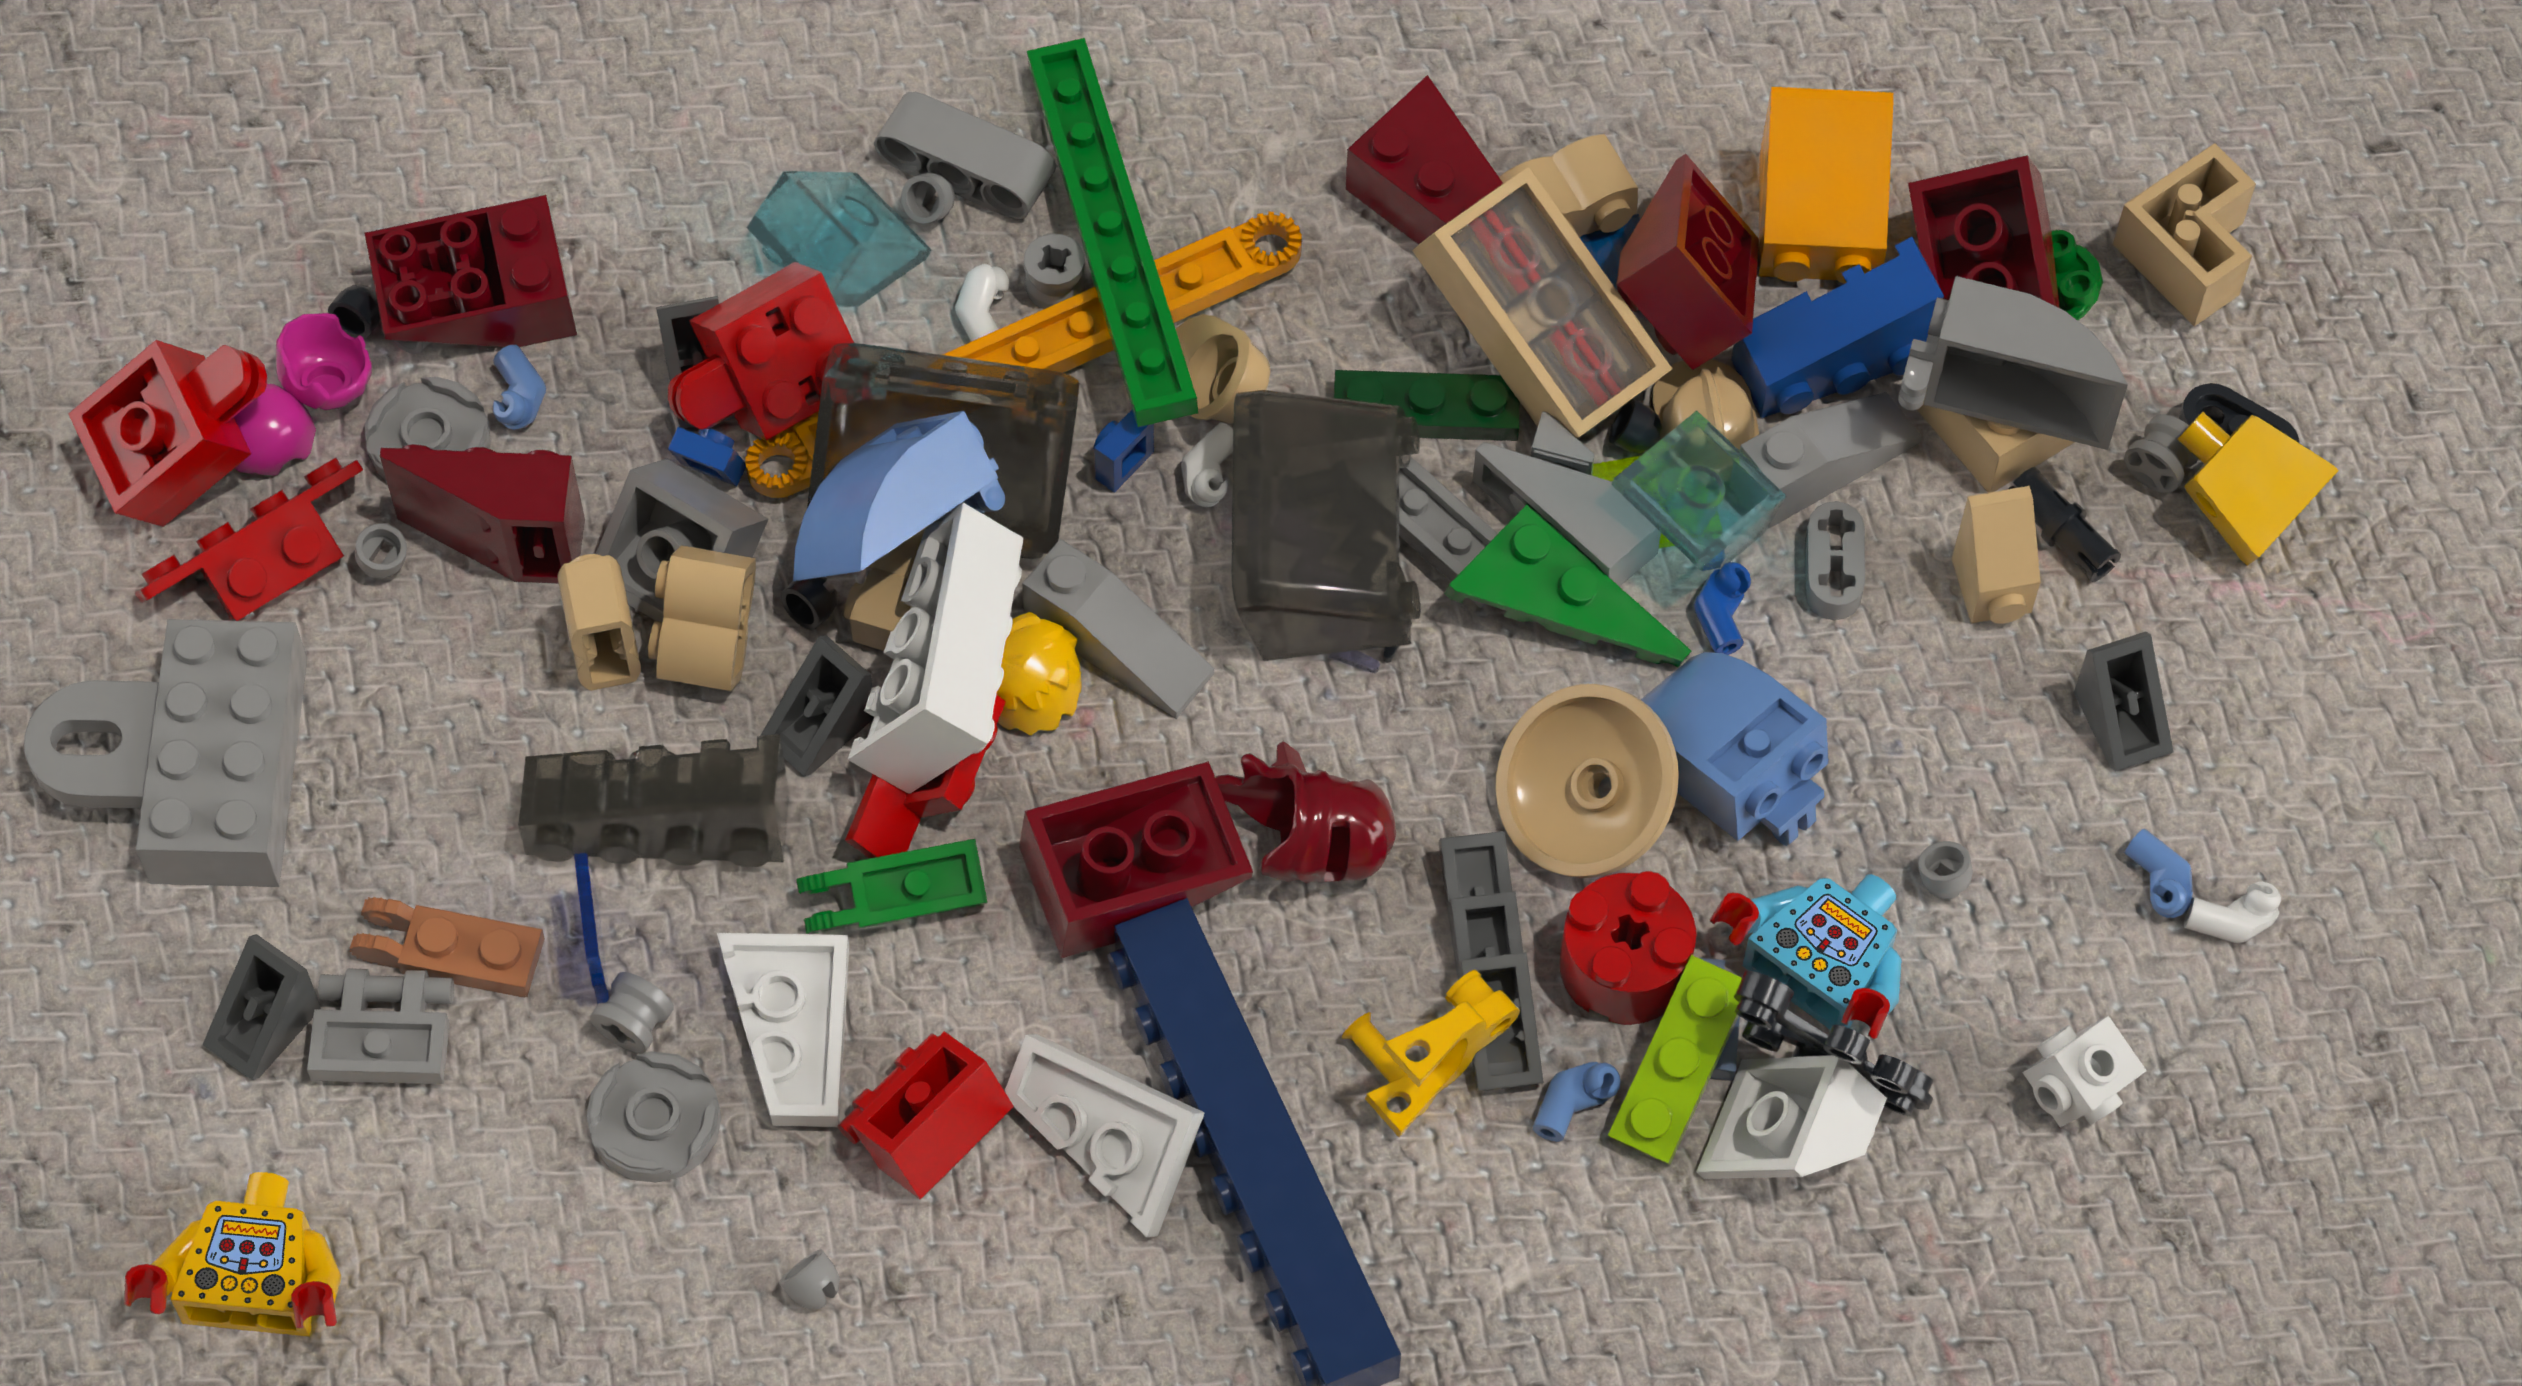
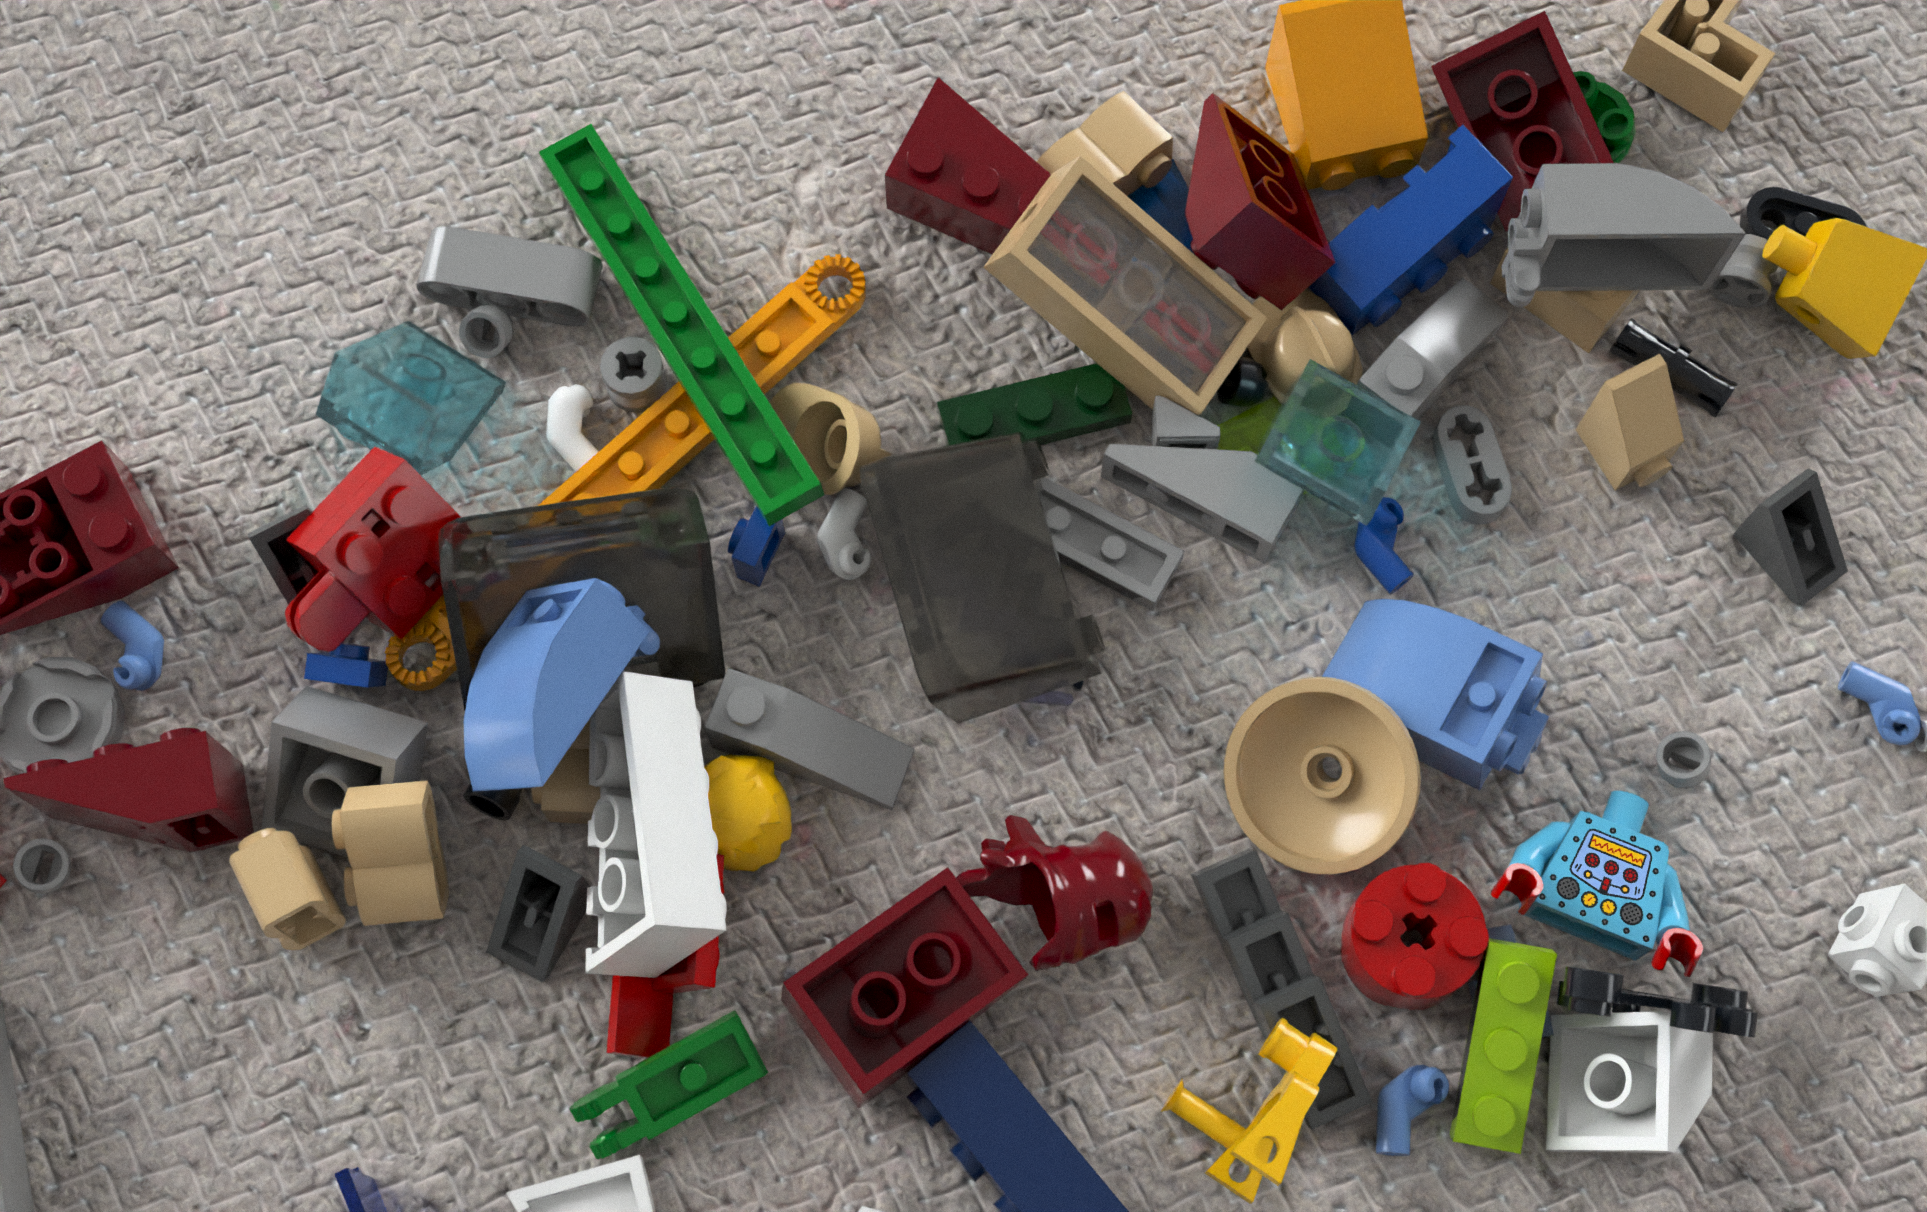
camera: 15 degrees left, 10 degrees up
(658, 804) = (402, 1072): clear smoke wedge -> none
(1550, 582) = (1210, 569): green wing -> none

